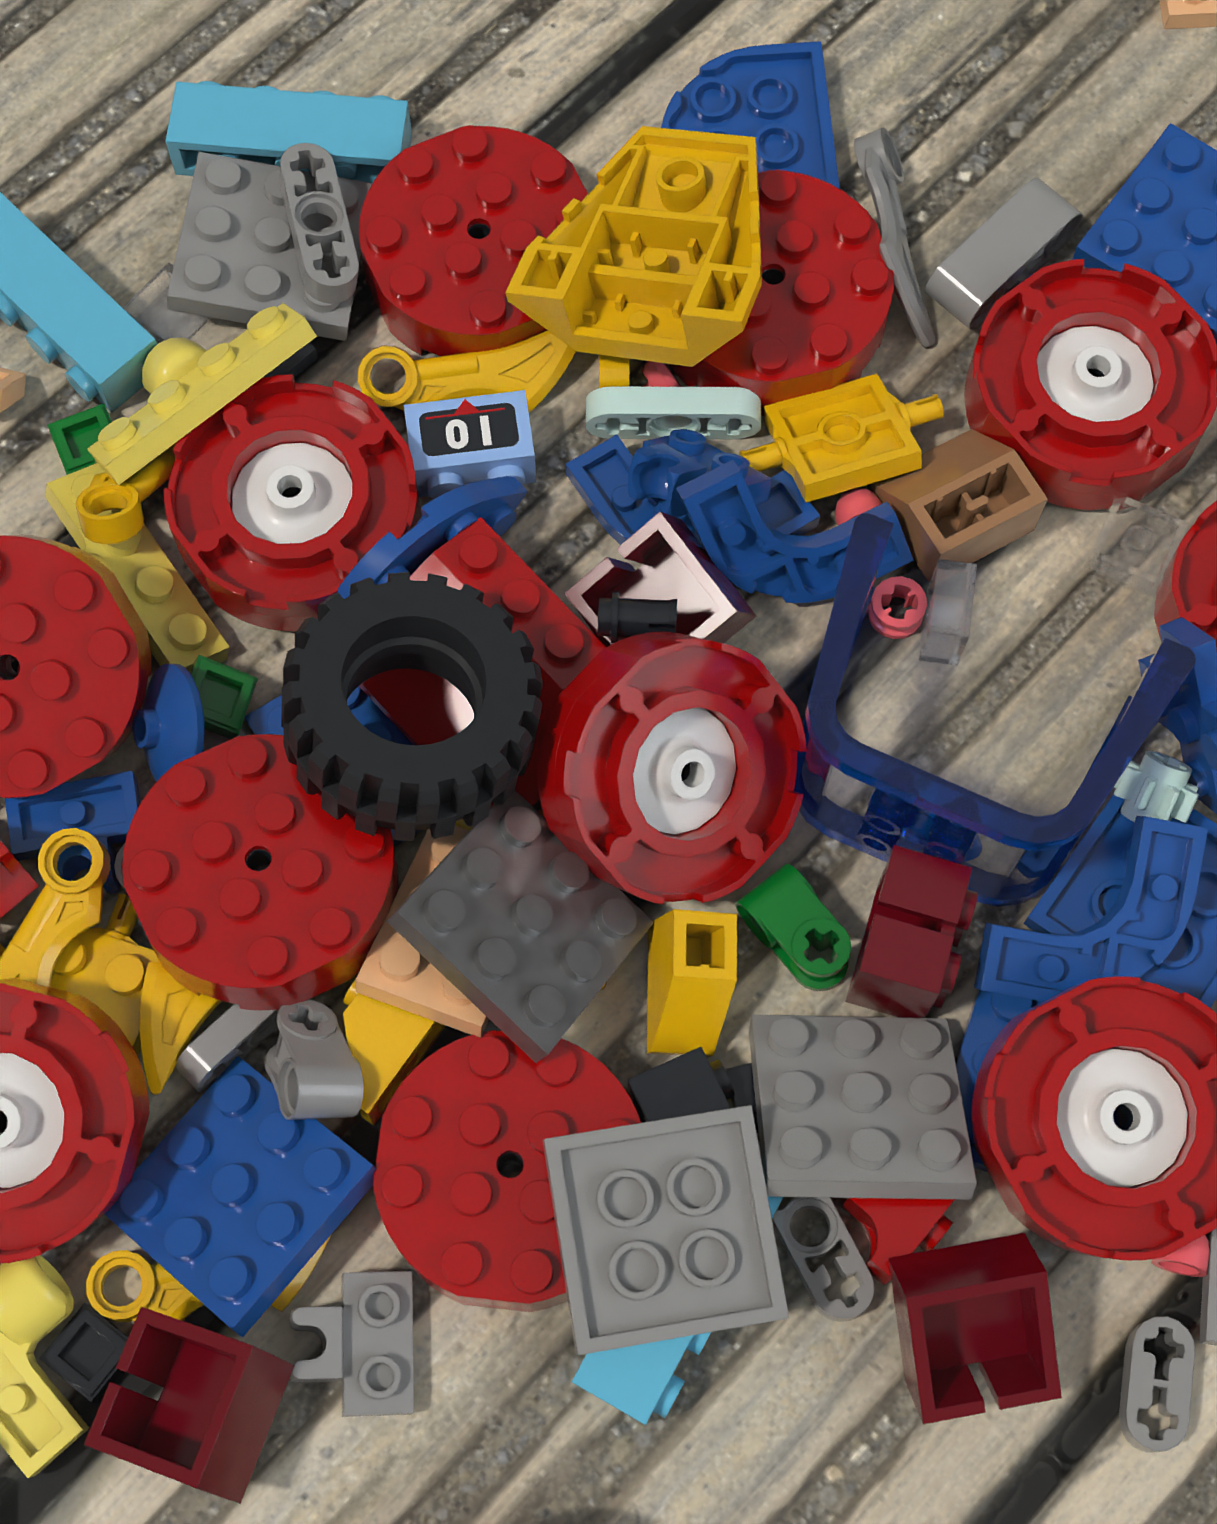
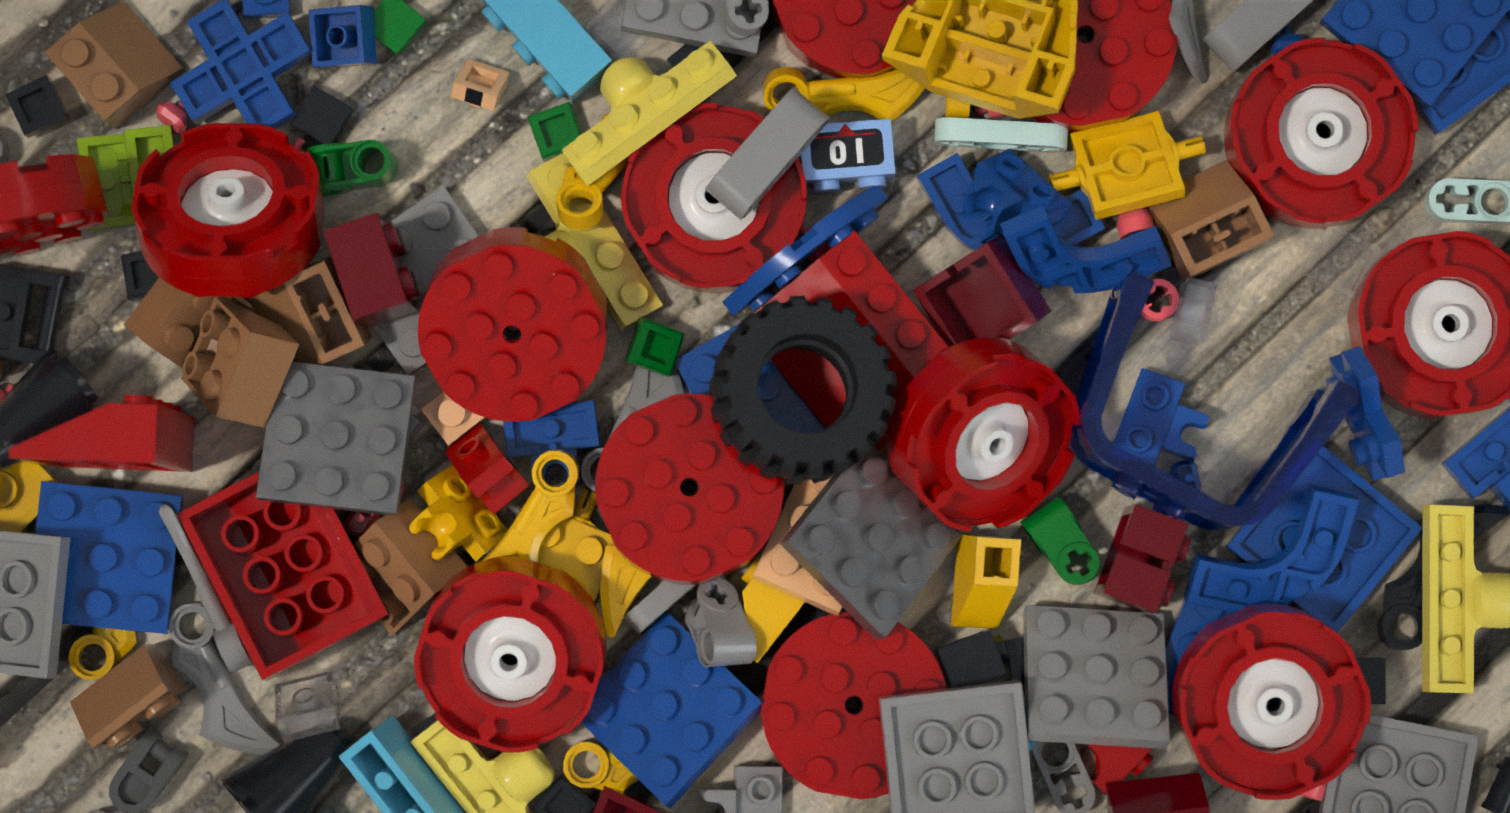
camera: 10 degrees right, 15 degrees up
(170, 719) = (624, 372): blue dish -> none
(357, 423) = (767, 153): none -> light grey beam
(635, 616) = (965, 319): black pin -> none
(915, 734) = (1157, 420): none -> blue plate
(1157, 788) = (1331, 466): light aqua gear -> none

